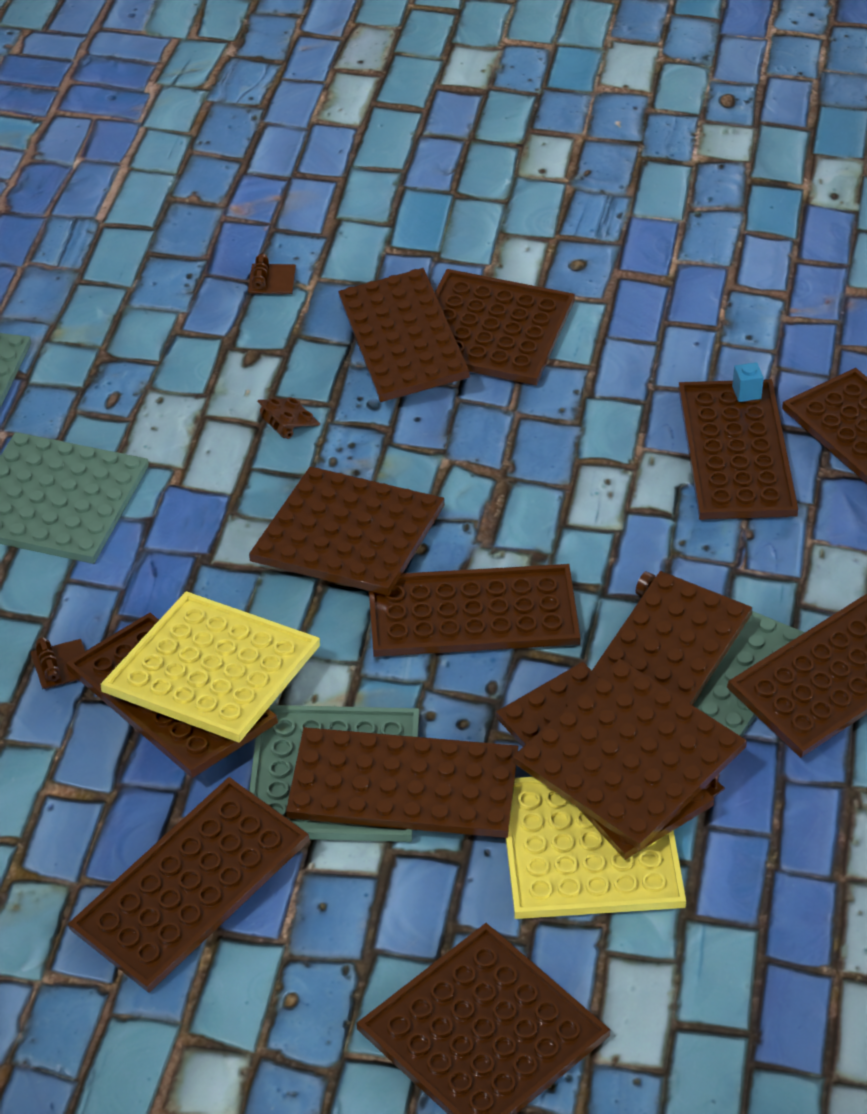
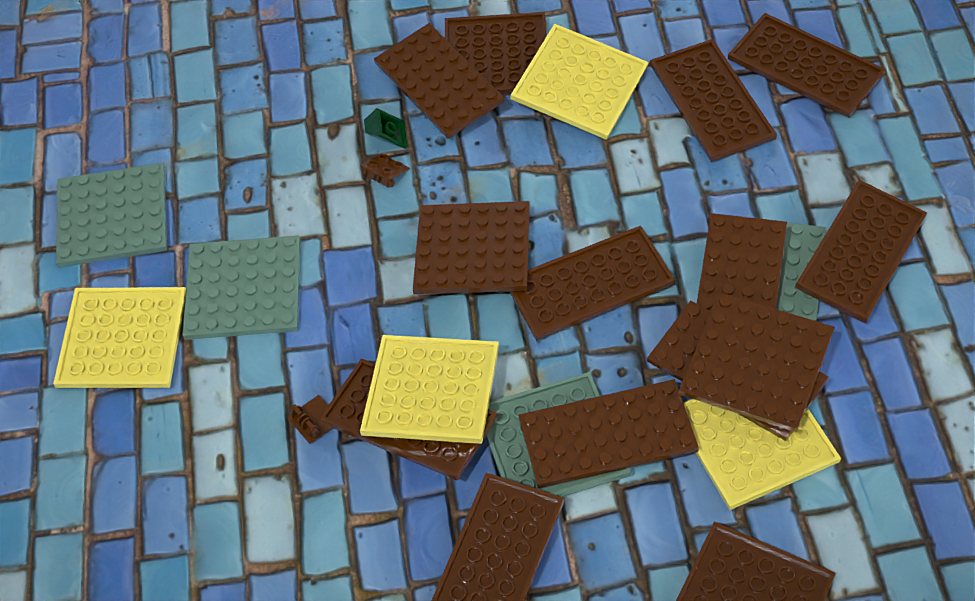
camera: 15 degrees left, 10 degrees up
(271, 278) = (319, 61): reddish brown hinge -> none
(313, 370) = (386, 128): none -> dark green slope
(577, 381) = (579, 81): none -> light yellow plate
(644, 582) = (700, 224): reddish brown tile -> none
(747, 382) = (700, 47): dark azure brick -> none

